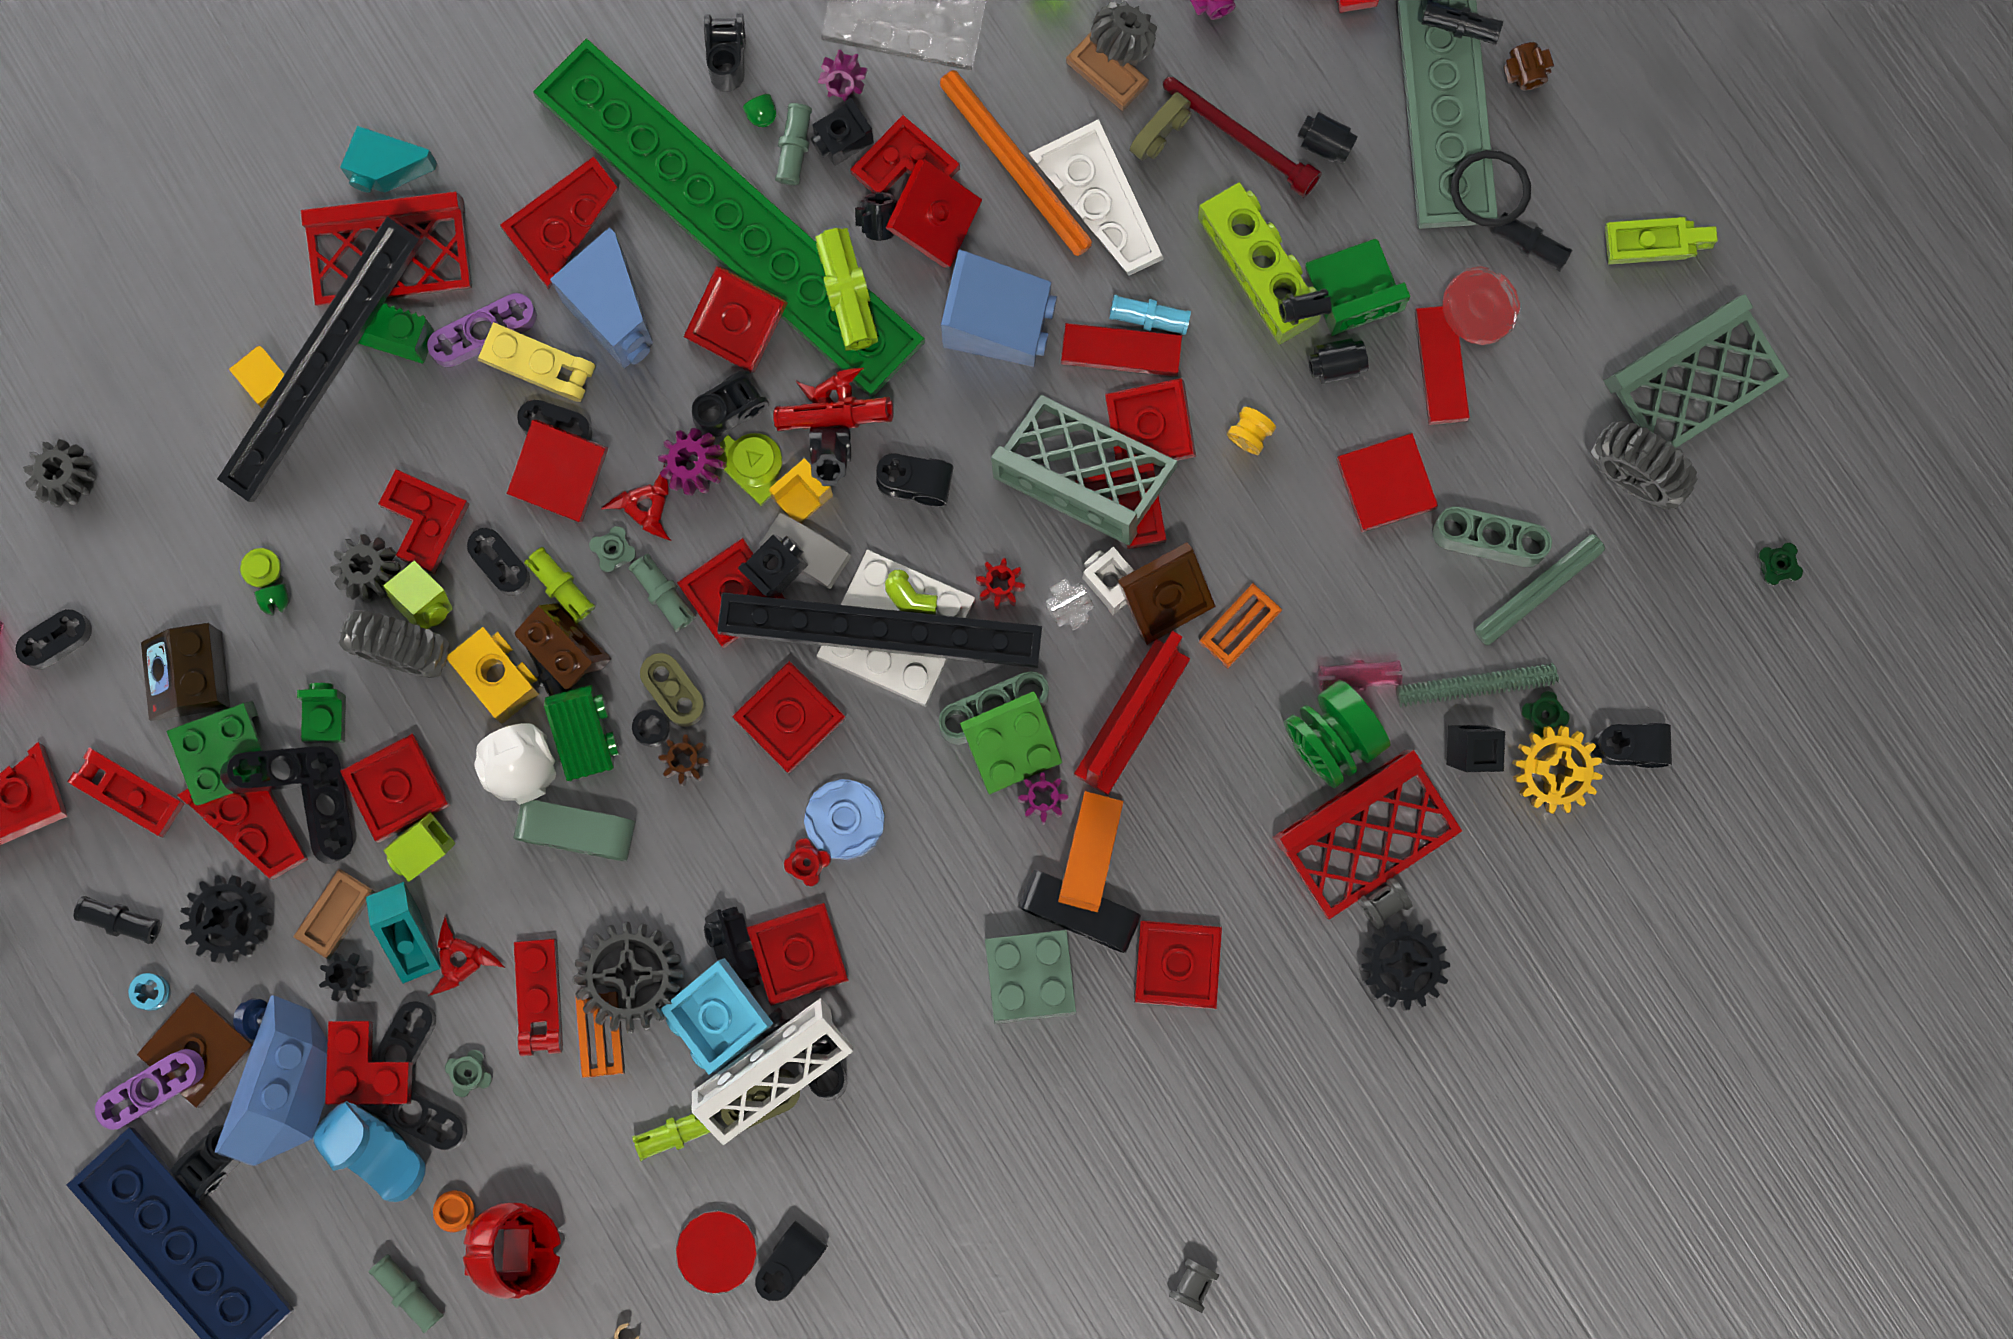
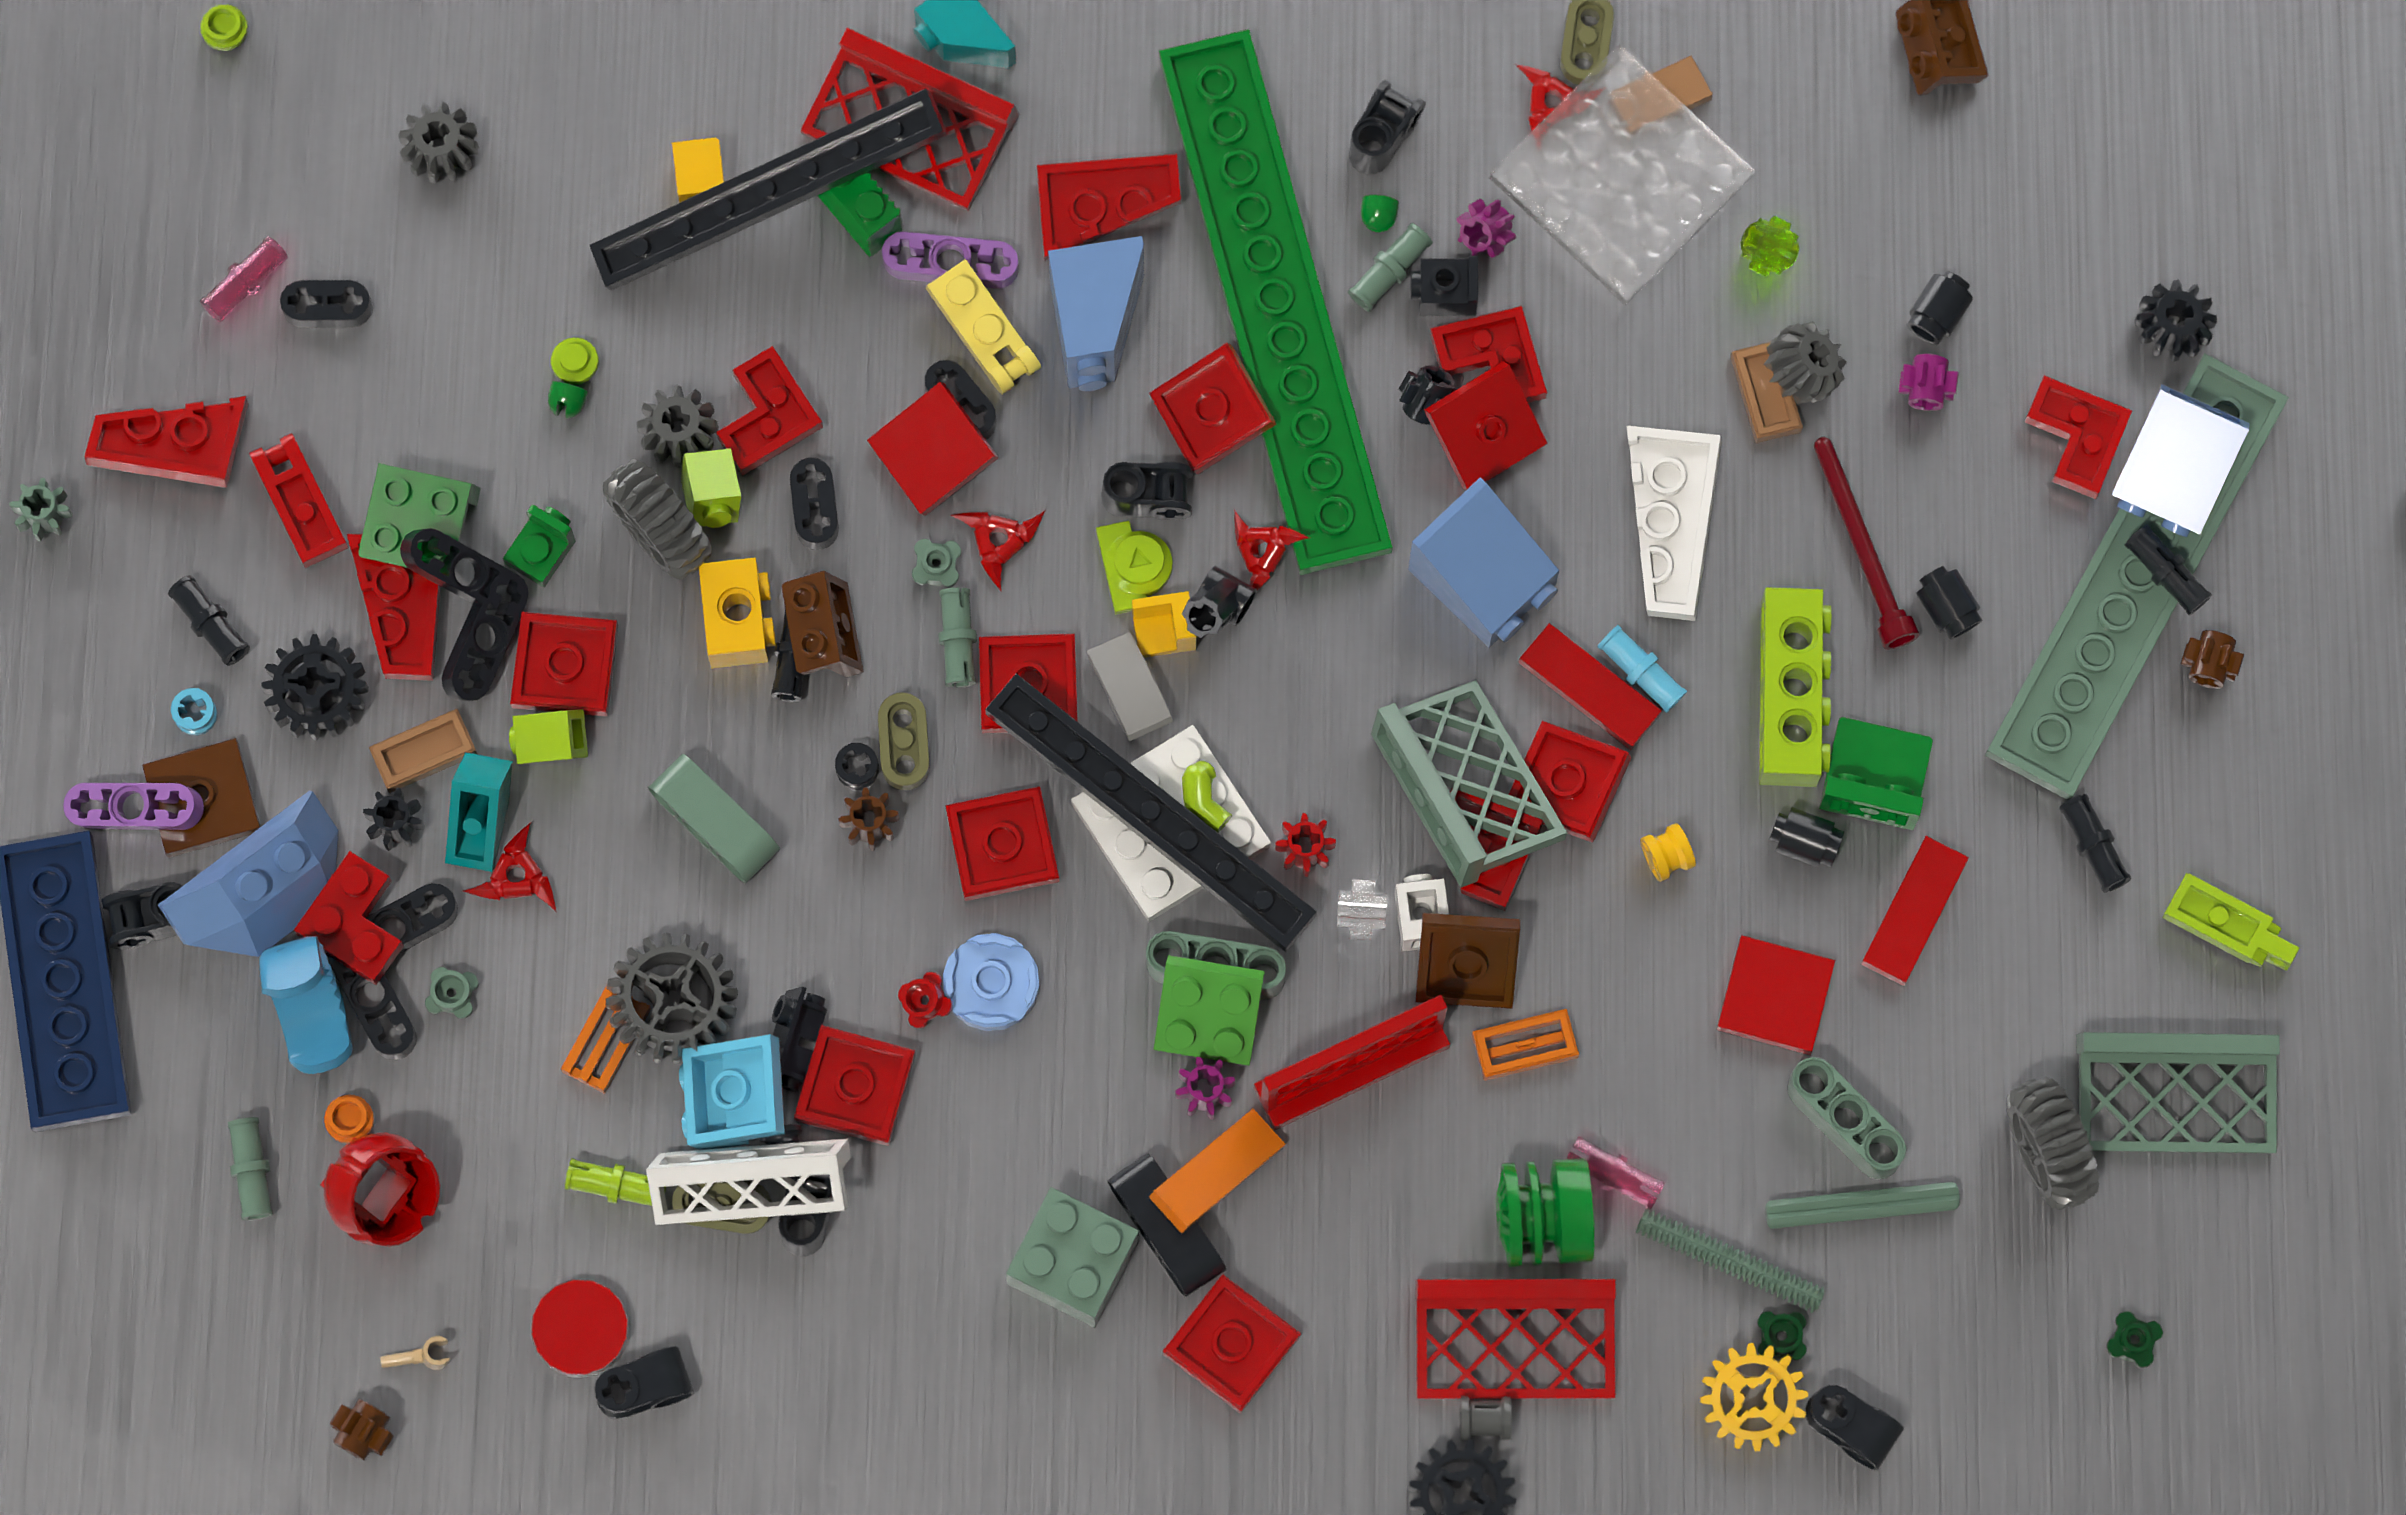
camera: 30 degrees right, 5 degrees down
(185, 672) = (433, 417): dark brown slope -> none
(249, 1017) = (274, 798): dark blue plate -> none
(515, 763) = (698, 712): white helmet -> none
(538, 996) = (570, 960): red plate -> none
(559, 584) = (860, 565): lime pin -> none
(580, 732) = (783, 724): green brick -> none
(679, 455) = (1083, 537): magenta gear -> none
(789, 565) = (1095, 693): black brick -> none
(846, 289) = (1343, 447): lime piece -> none
(847, 412) = (1263, 573): red pin -> none
(919, 479) = (1294, 689): black piece -> none
(1015, 163) = (1607, 427): orange axle -> none
(1152, 137) = (1766, 487): olive plate -> none
(1304, 306) = (1802, 757): black pin -> none
(1475, 748) = (1682, 1319): black brick -> none
(1481, 305) = (1996, 875): clear tile -> none
(1487, 221) = (2073, 800): black piece -> none

